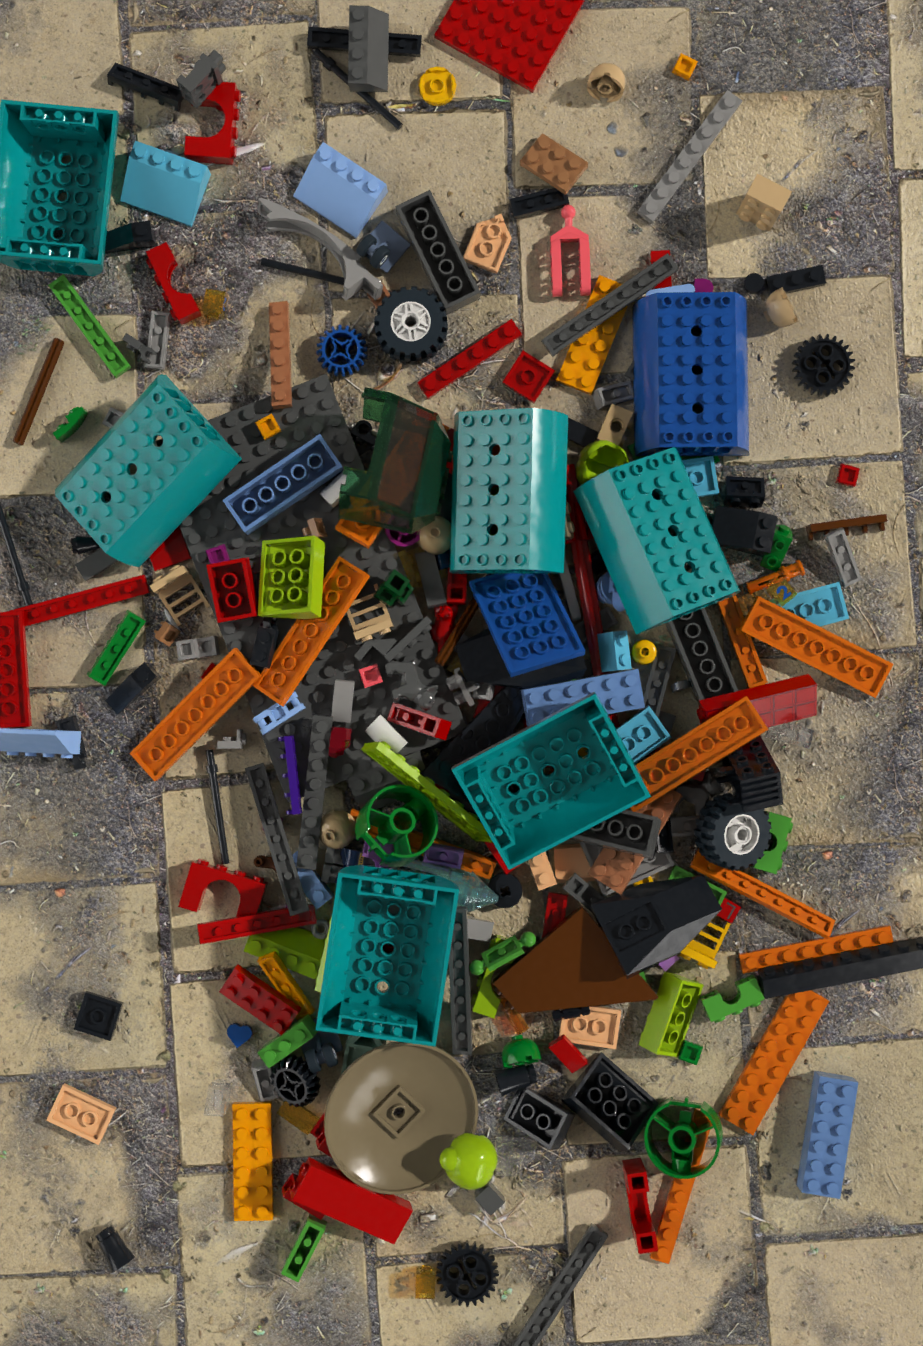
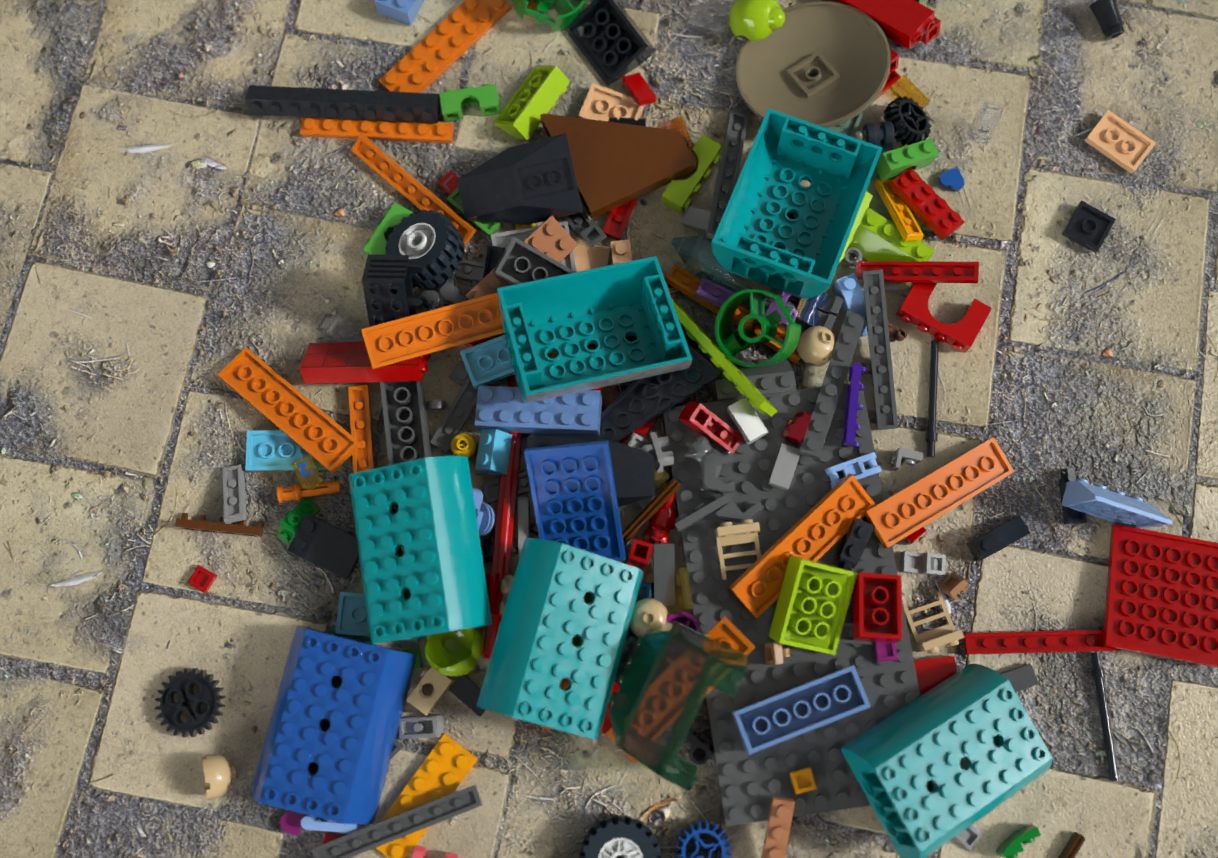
camera: 165 degrees left, 10 degrees down
(83, 544) = (1030, 703): black cone -> none
(116, 648) = (1009, 584): green hinge -> none
(253, 1161) = (961, 65): light orange plate -> none
(262, 1080) = (938, 132): light grey slope -> none
(331, 492) = (746, 689): white brick -> none
(370, 675) = (750, 486): coral tile -> none
(394, 588) = (706, 569): dark green brick -> none
(469, 359) = (564, 806): red plate -> none
(502, 953) = (680, 188): bright green plate -> none
(514, 886) = (660, 242): black piece -> none
(515, 1078) = (694, 78): black plant -> none
(520, 1052) = (684, 99): green cylinder -> none
(528, 376) = (506, 769): red plate -> none
(539, 1117) = (680, 40): black slope -> none
(690, 1052) = (522, 66): green tile -> none
(703, 953) = (485, 148): yellow plate -> none
(744, 492) = (313, 587): black bracket -> none
(753, 283) = (236, 814): black tile -> none
(797, 280) = (189, 806): black plate -> none

